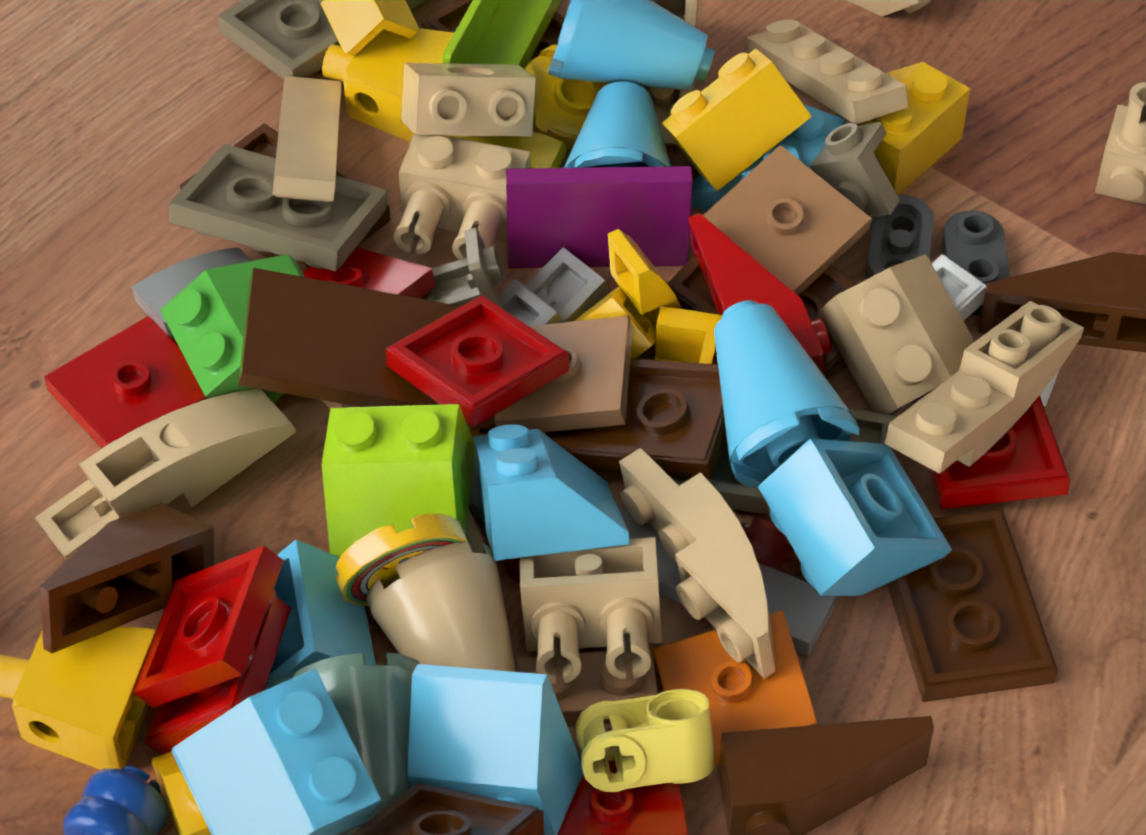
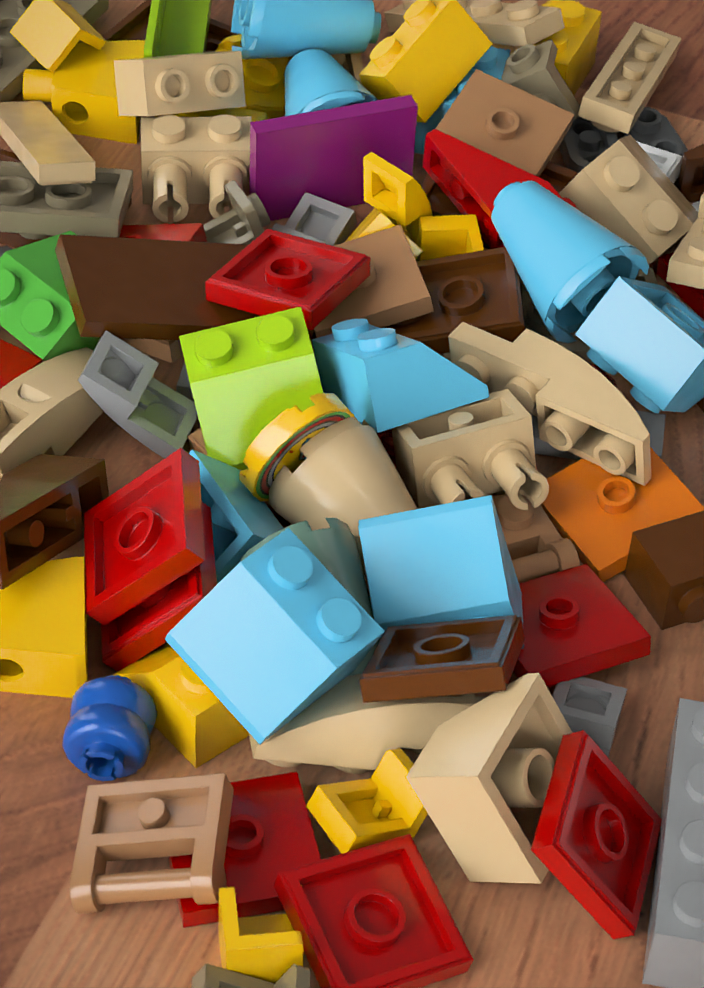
camera: 20 degrees left, 5 degrees down
(279, 455) = (124, 388): none -> light grey slope
(650, 740) = (573, 549): light yellow piece -> none
(975, 173) = (629, 78): none -> tan plate

